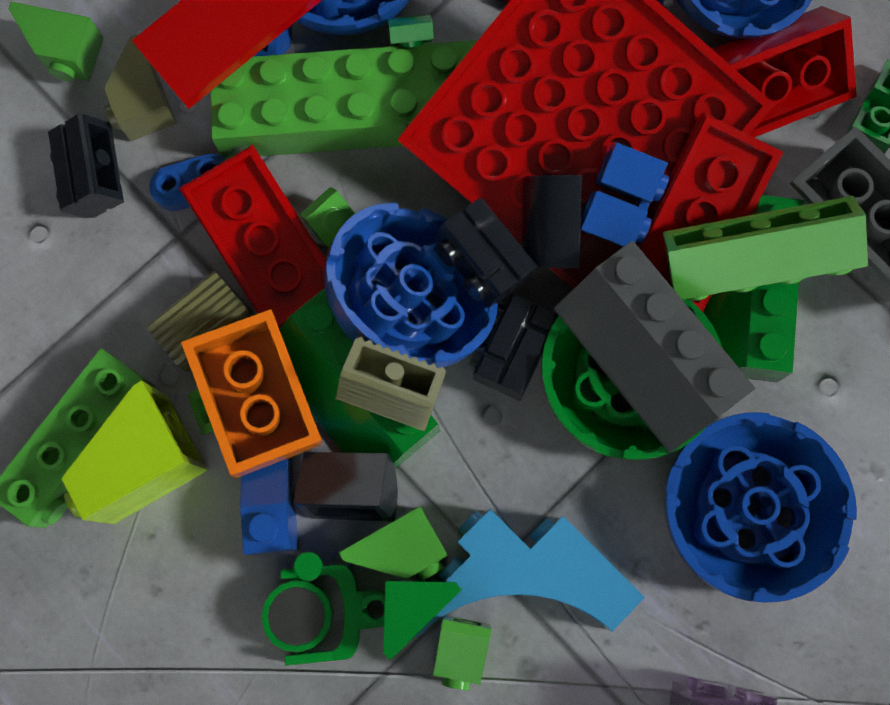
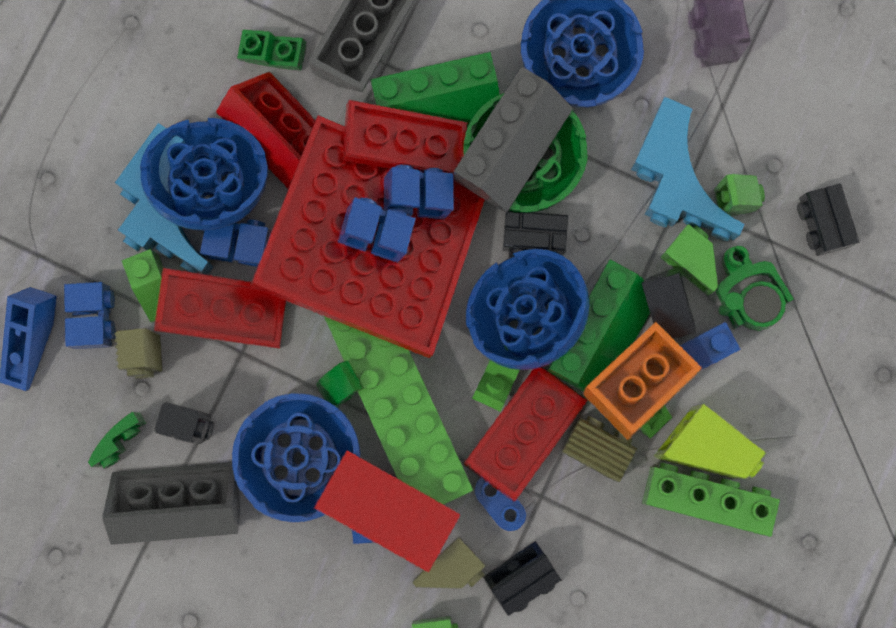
camera: 115 degrees left, 5 degrees up
(390, 383) = (605, 290): olive brick -> none
(410, 608) = (730, 228): green slope -> none
(483, 253) = (488, 269): black brick -> none
(552, 220) = (449, 233): black brick -> none
(605, 99) = (392, 232): none -> blue piece
(767, 248) = (424, 89): bright green brick -> none

